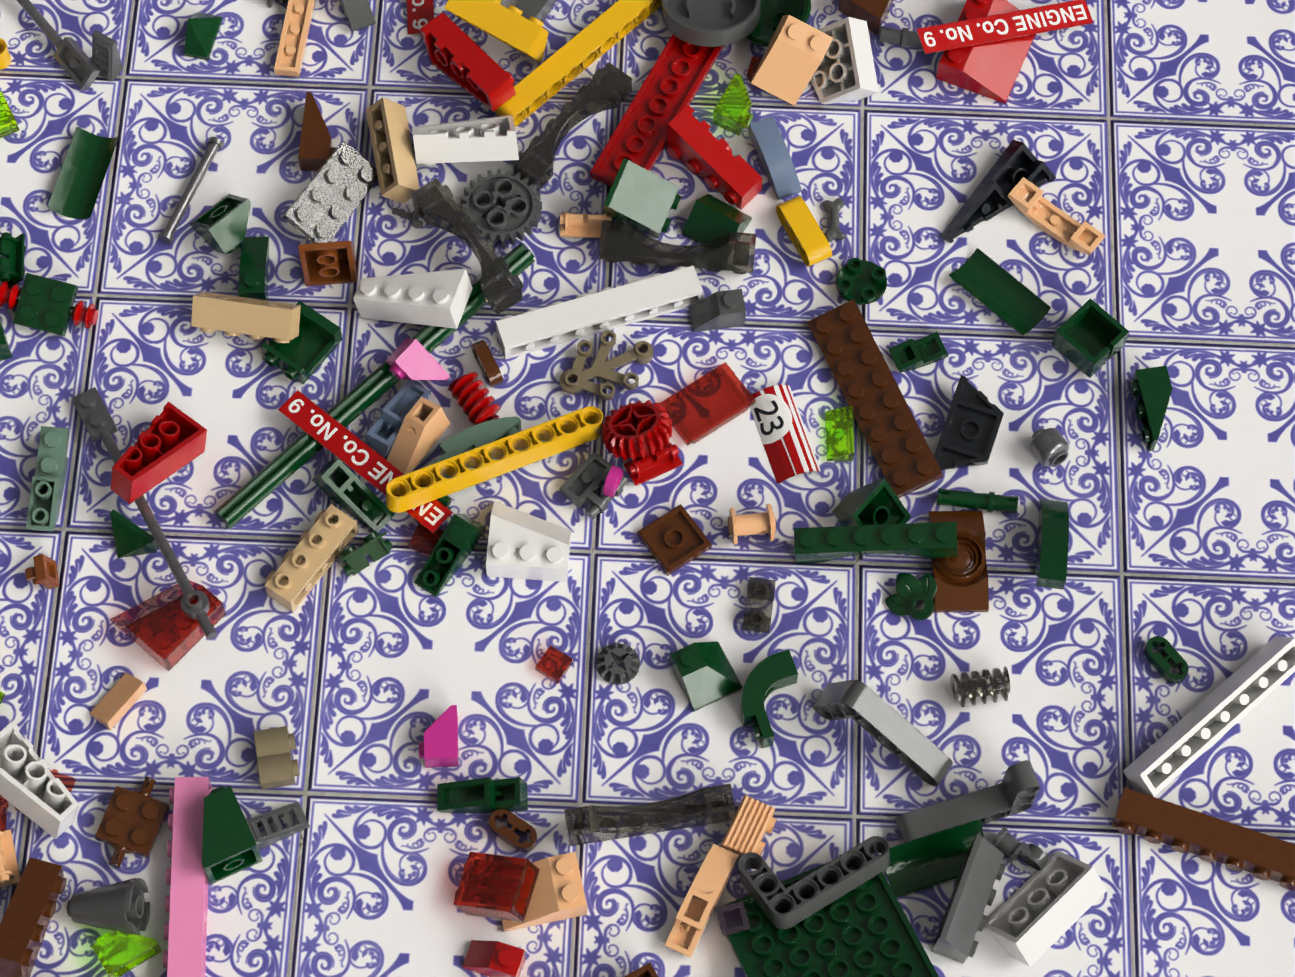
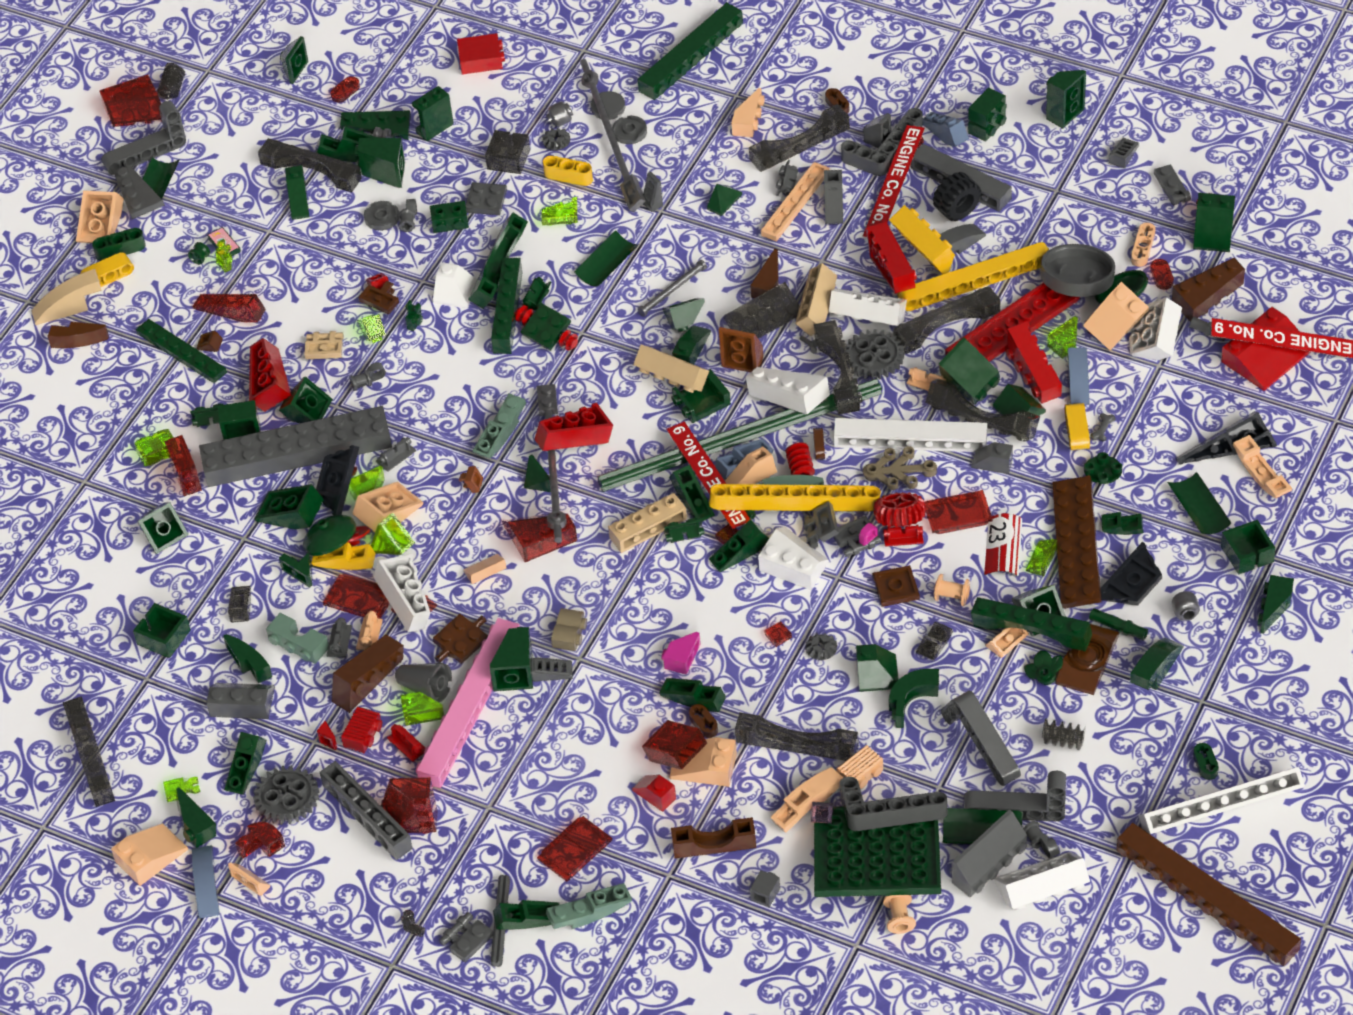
camera: 30 degrees right, 15 degrees down
(414, 362) = (769, 427): slope -> none
(549, 480) = (826, 525): none -> dark grey plate
(845, 574) = (1006, 640): none -> light nougat slope

